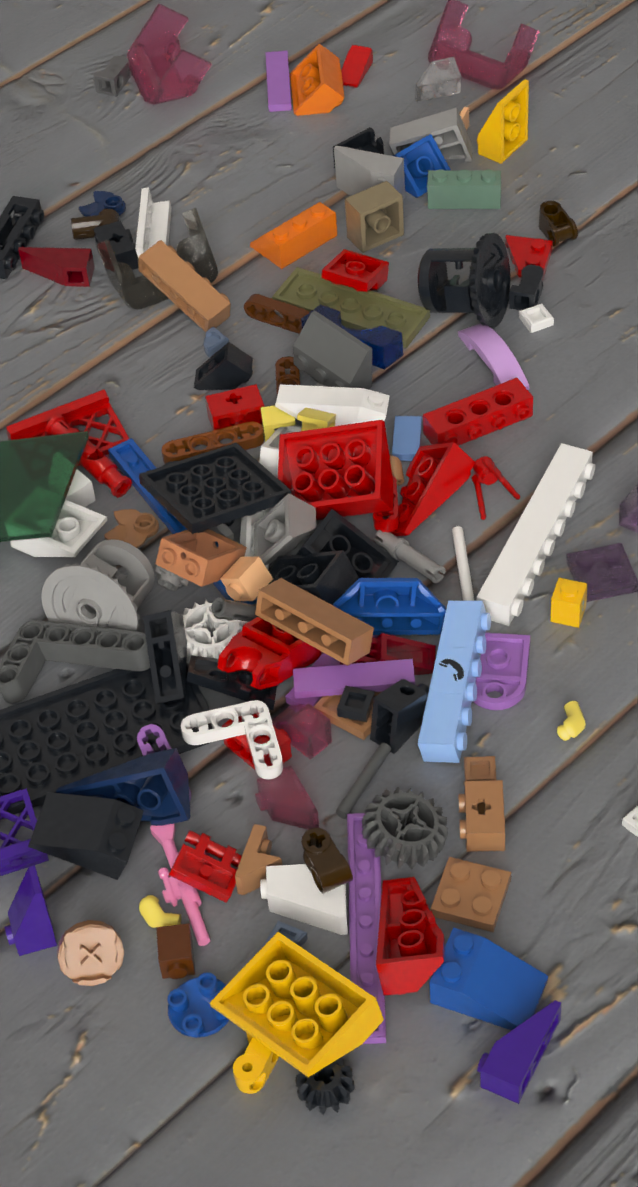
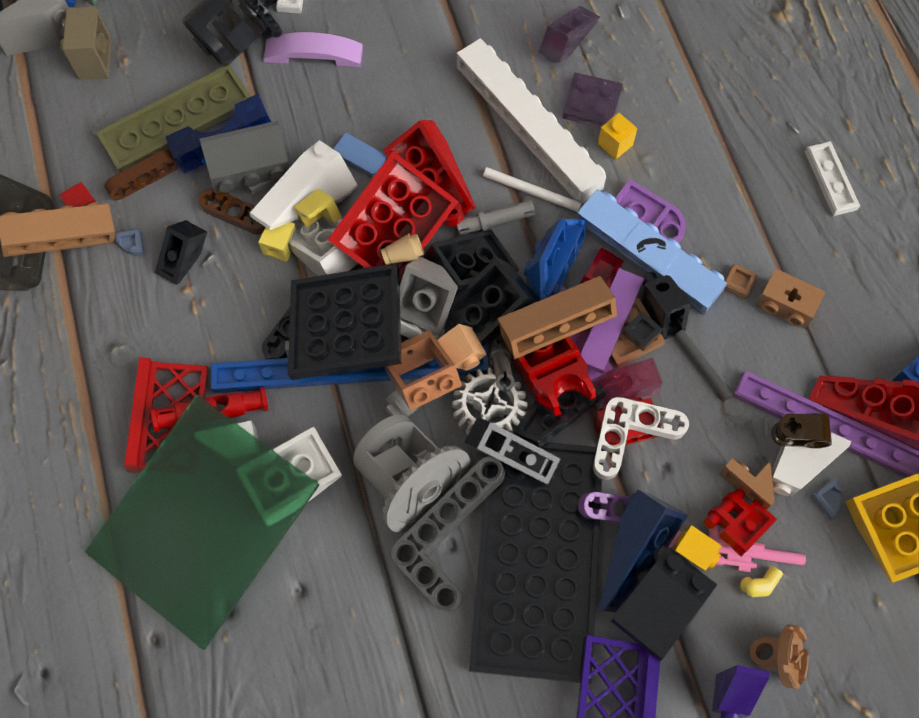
camera: 65 degrees left, 20 degrees up
(133, 527) = (317, 416): medium nougat plate -> none
(157, 836) = (697, 548): none -> yellow brick
(175, 951) = (812, 586): reddish brown brick -> none
(191, 1008) = (868, 592): blue dish -> none
(212, 441) = (264, 302): dark orange beam -> none
(233, 290) = (77, 196): none -> red tile
(234, 407) = (236, 264): red brick -> none
(287, 800) = (702, 430): clear pink slope -> none
(298, 236) = (48, 113): orange slope -> none
(308, 488) = (403, 250): none -> tan cone
(356, 271) = (143, 91): red plate -> none
(418, 840) = (779, 358): dark grey gear -> none
(471, 894) = (851, 345): medium nougat plate -> none
(479, 414) = (373, 127): red brick -> none
(488, 474) = (443, 120): red plant -> none
(573, 724) = (728, 193): light yellow arm -> none

